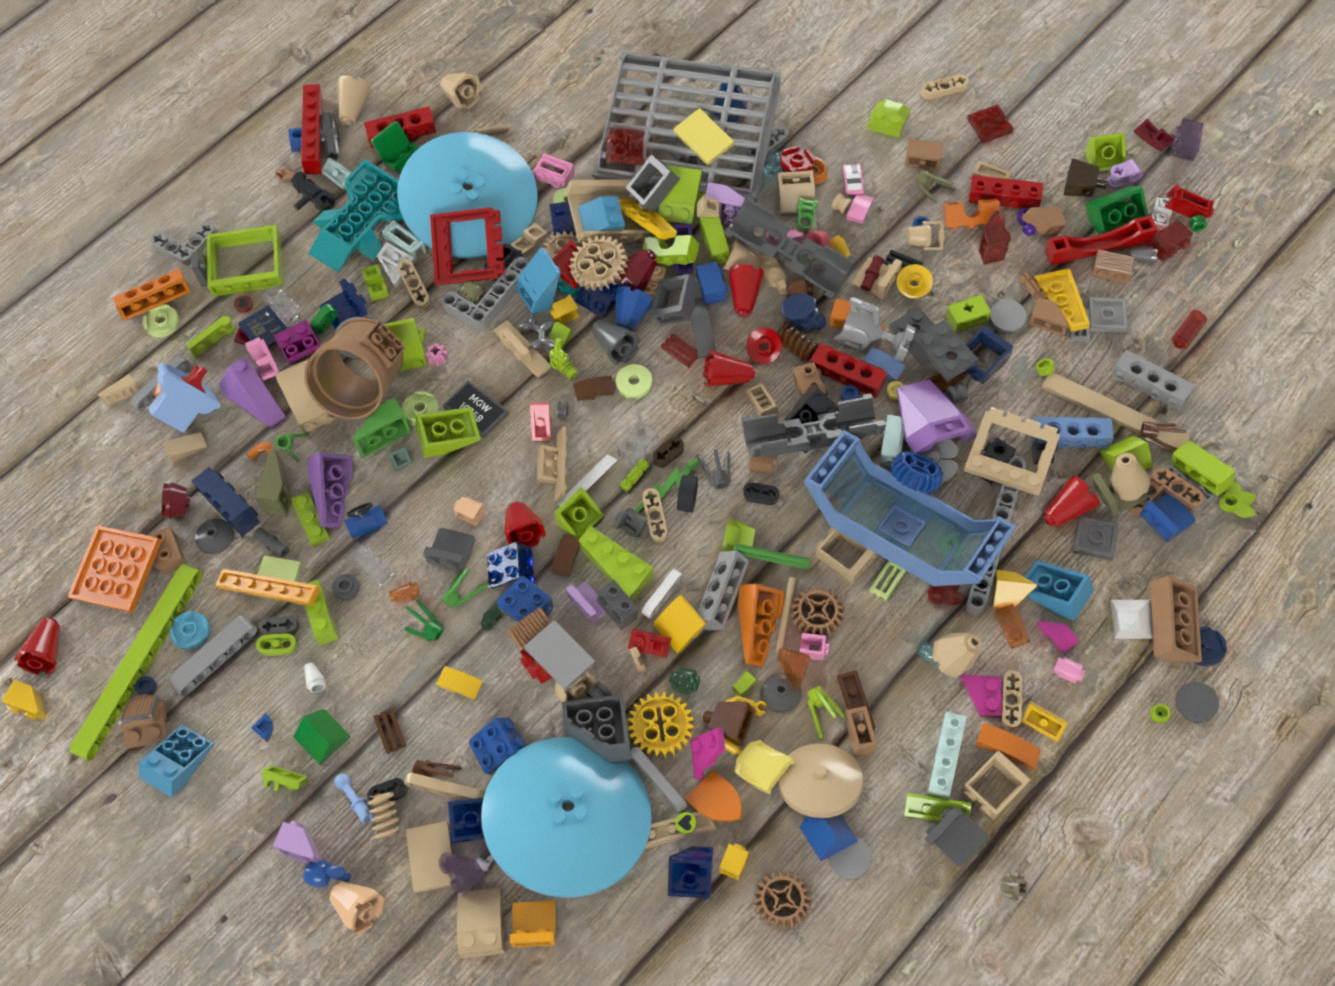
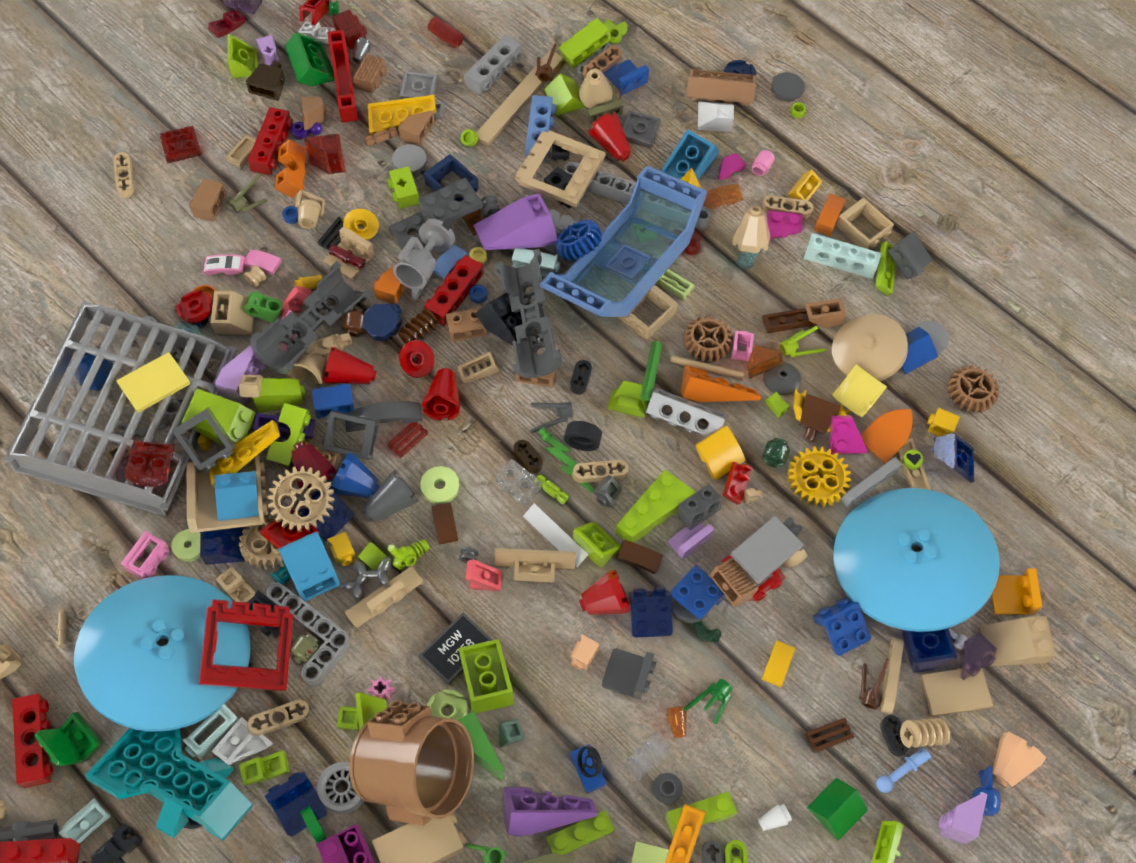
camera: 95 degrees left, 0 degrees up
(451, 596) = (684, 669): bright green plant -> none
(599, 725) = (828, 523): dark grey brick -> none
(662, 593) = (685, 468): white beam -> none
(888, 118) = (151, 226): lime slope -> none

